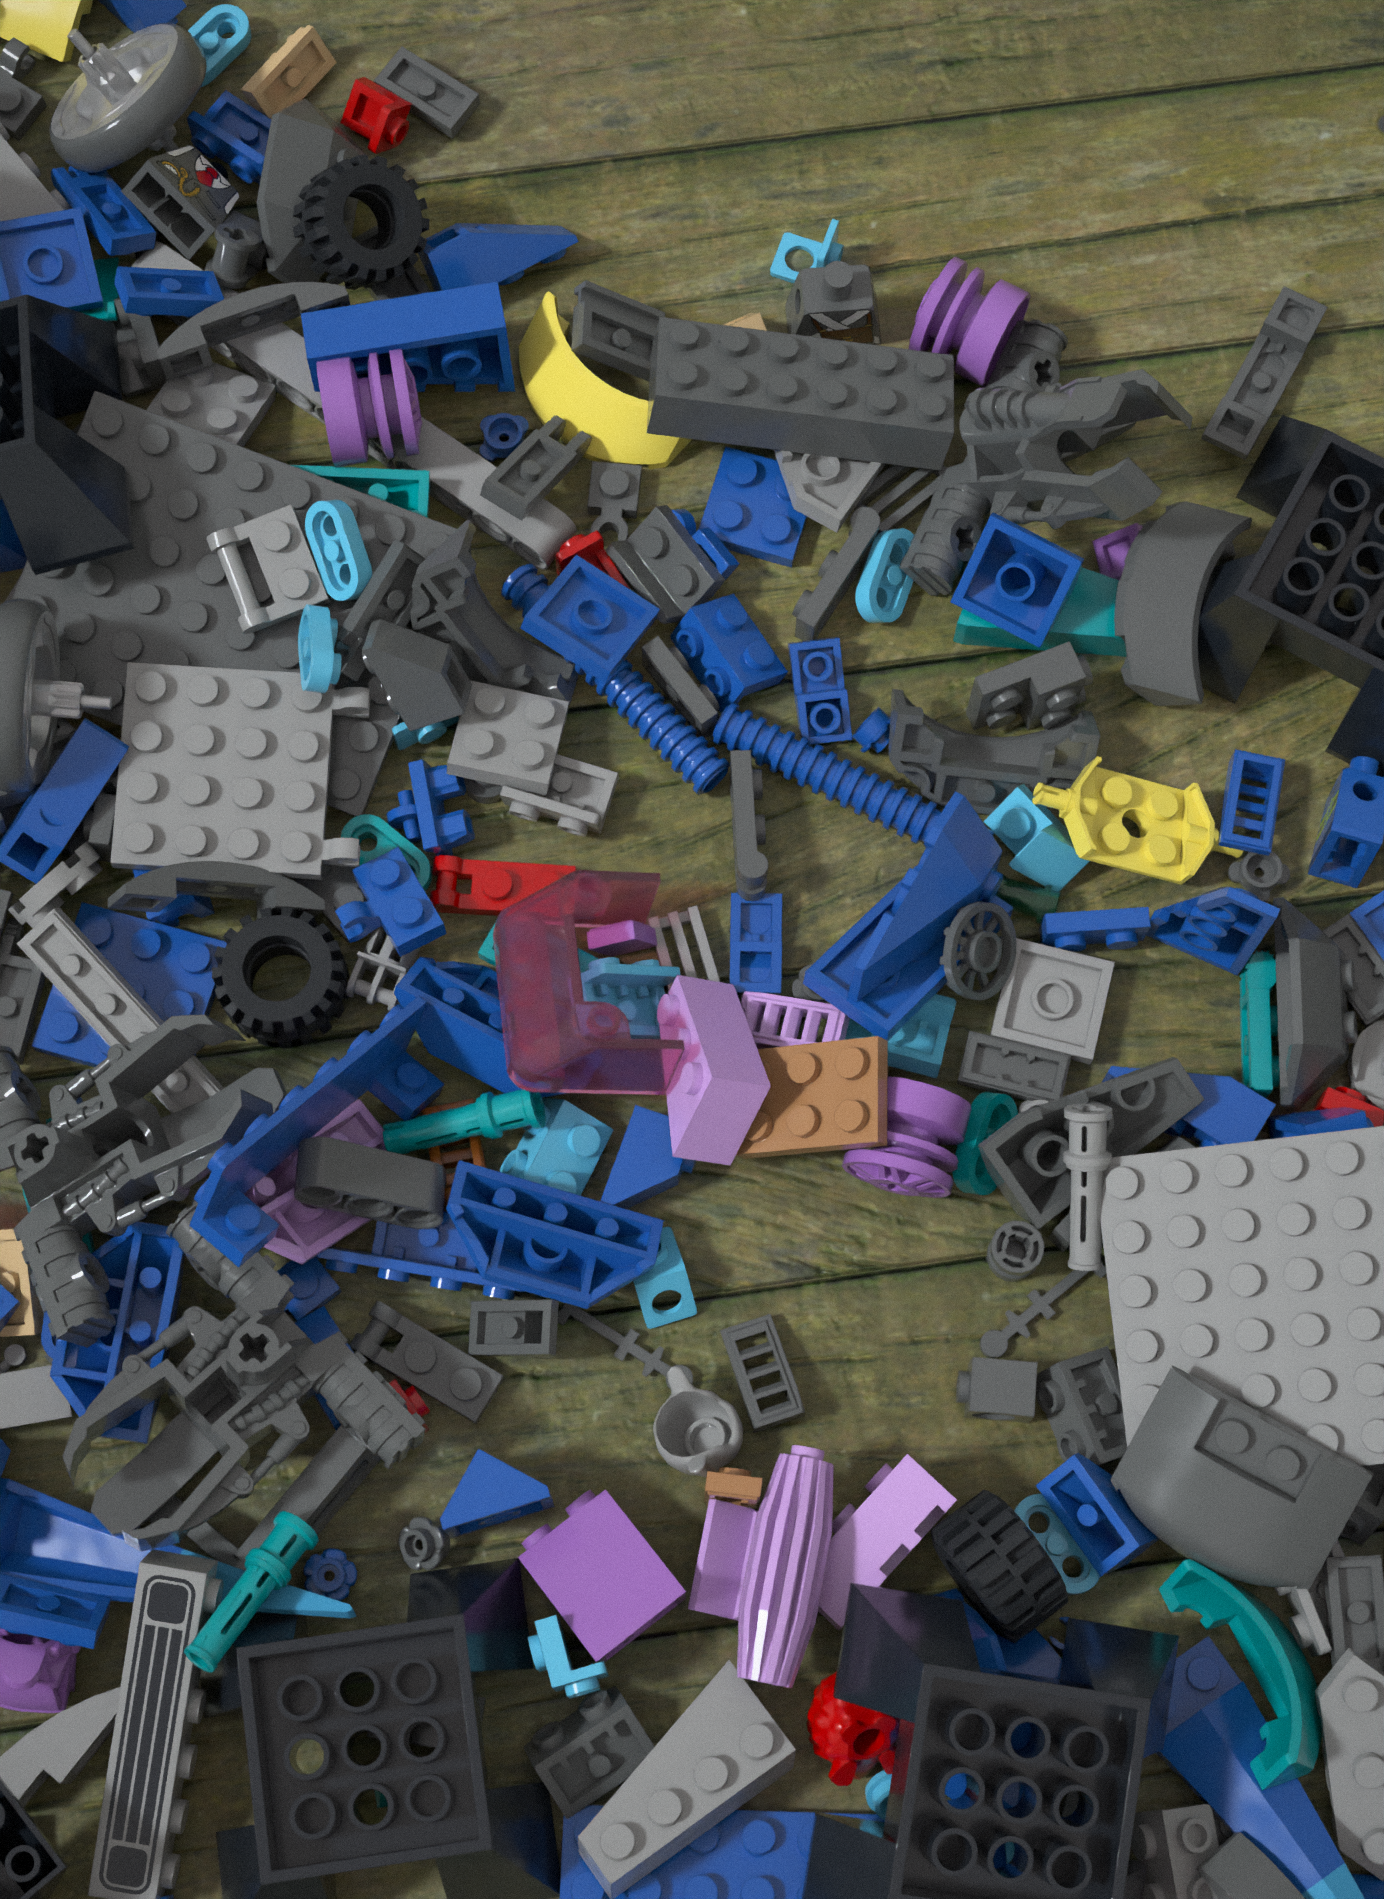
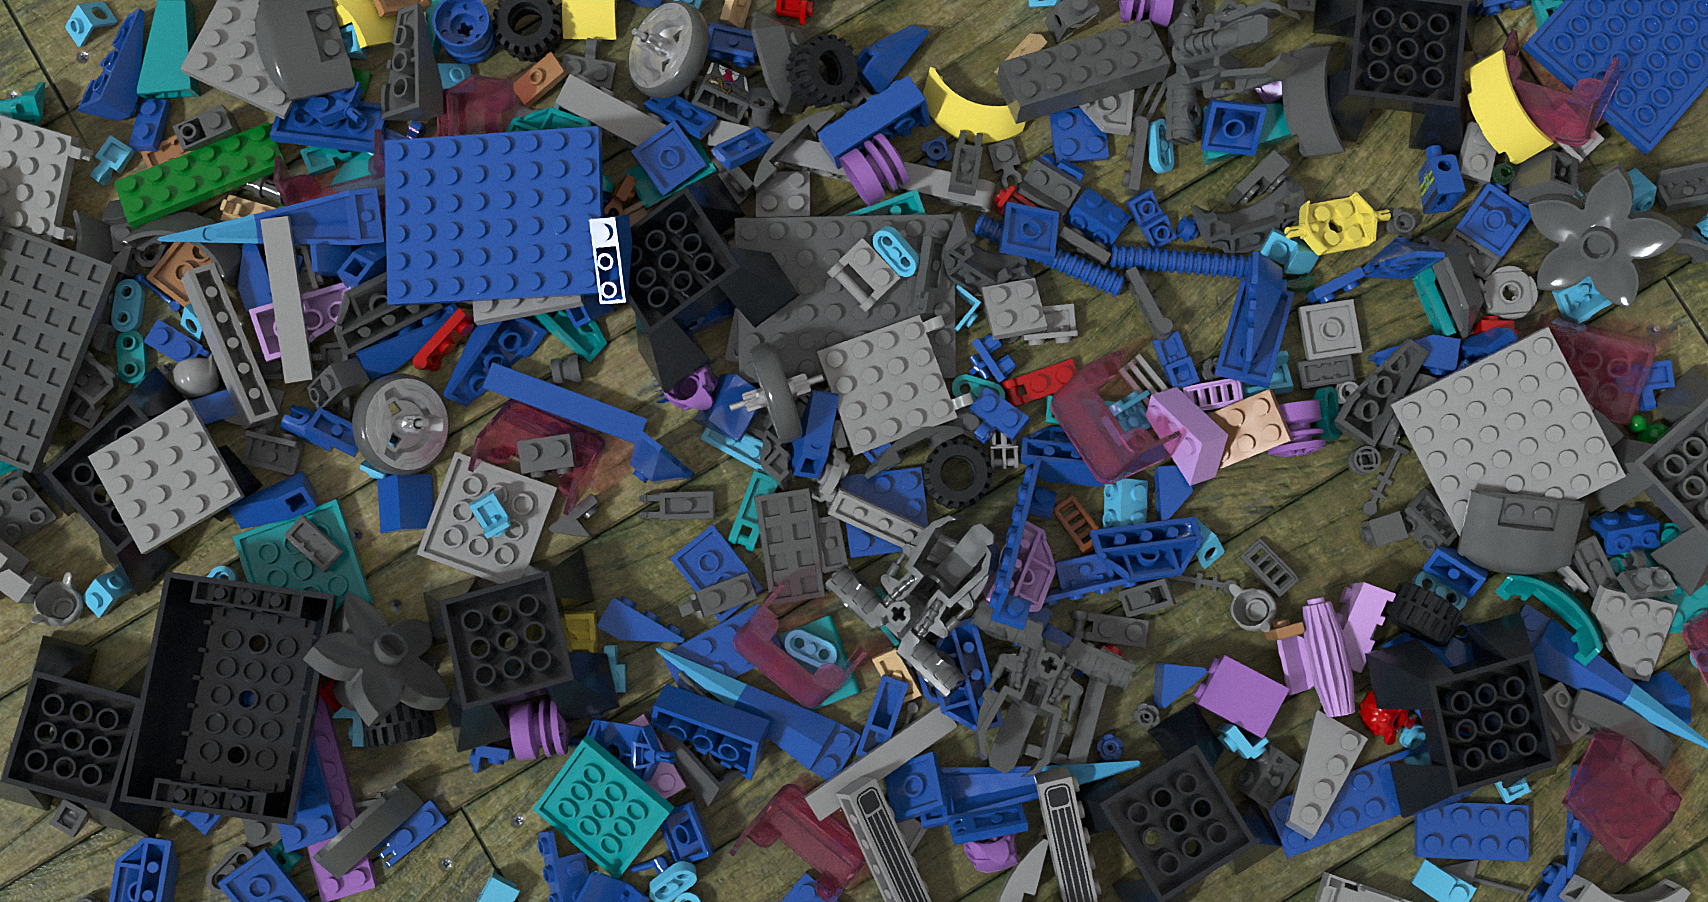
camera: 20 degrees left, 10 degrees up
(267, 1566) = (1092, 762): teal pin -> none
(316, 649) = (908, 307): medium azure plate -> none
(370, 1183) = (1053, 559): dark grey beam -> none
(418, 674) = (962, 298): dark grey slope -> none
(486, 1117) = (1090, 502): teal pin -> none
(614, 329) = (971, 72): dark grey plate -> none
(621, 938) = (1113, 385): medium lavender tile -> none
(979, 950) = (1290, 322): dark grey wheel -> none
(1087, 1161) = (1388, 406): light grey pin -> none
(1255, 768) = (1390, 172): blue slope -> none

